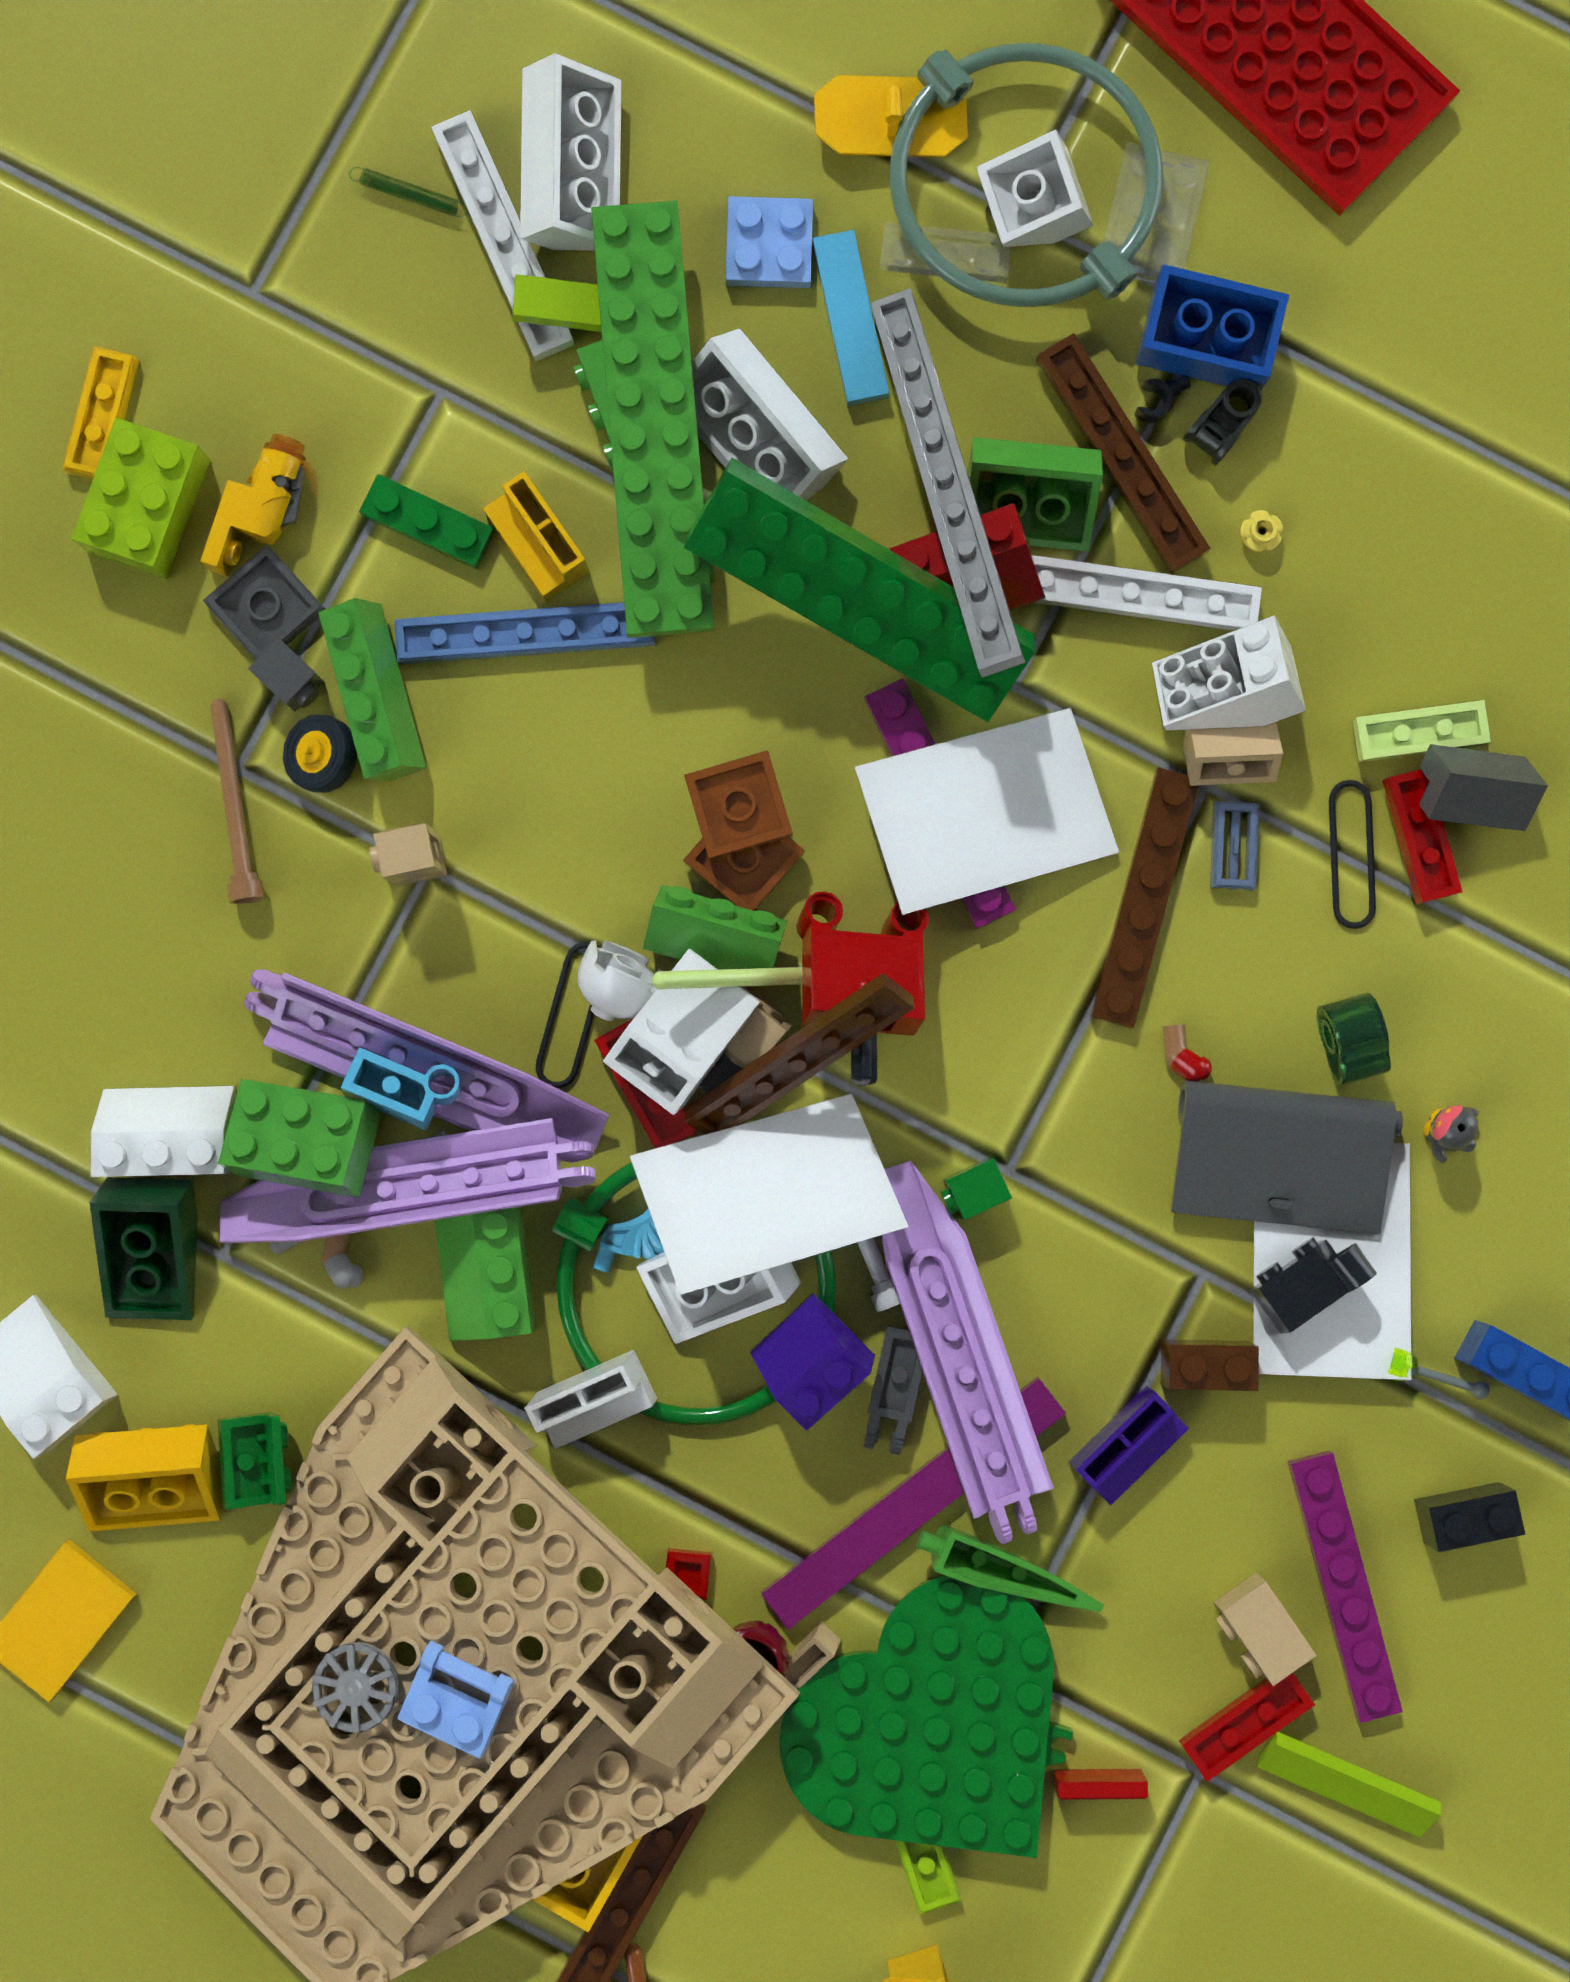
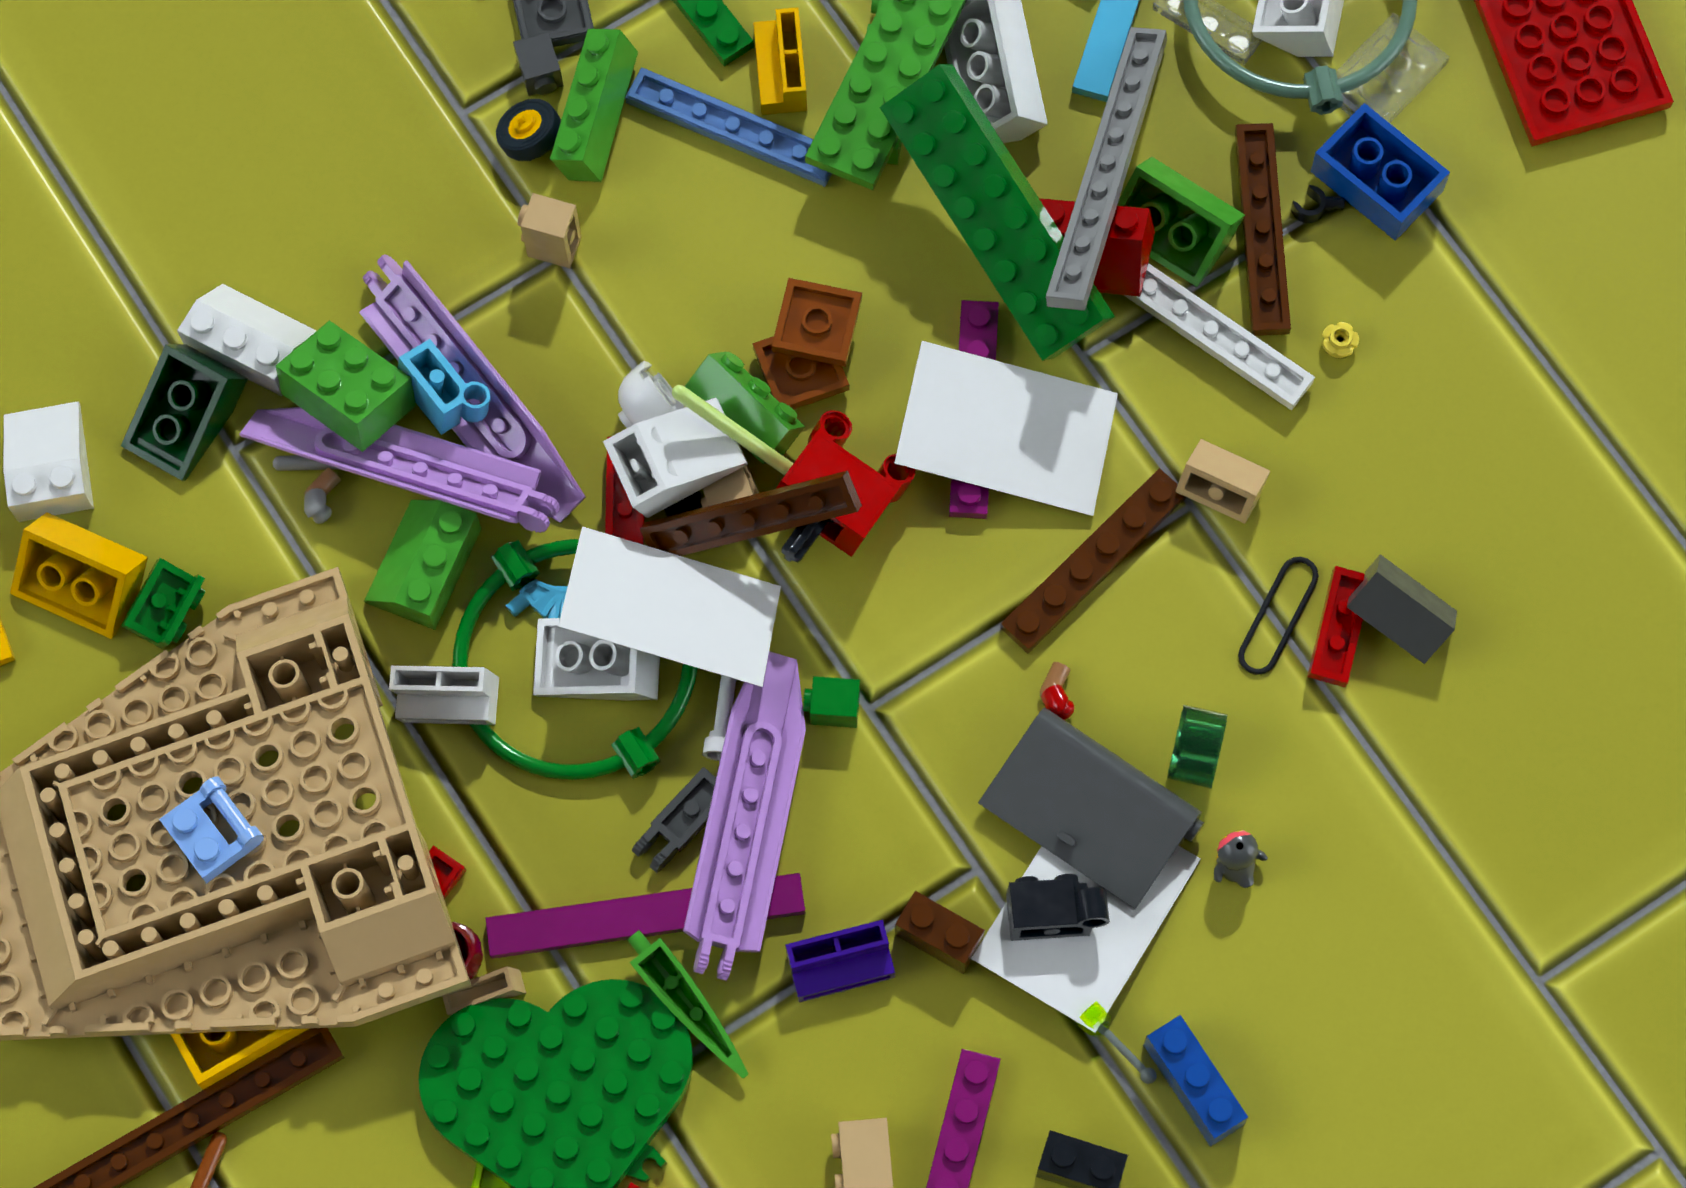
camera: 35 degrees right, 15 degrees down
(244, 883) = (416, 195): medium nougat piece -> none
(355, 1687) = (141, 783): light grey wheel -> none
(550, 1021) = (589, 447): black piece -> none
(811, 1361) = (629, 750): dark purple slope -> none
(1220, 424) = (1349, 248): pearl dark grey piece -> none
(1230, 681) = (1251, 428): white slope -> none
(1232, 881) = (1171, 585): sand blue tile -> none
(1414, 730) = (1366, 541): yellowish green plate -> none

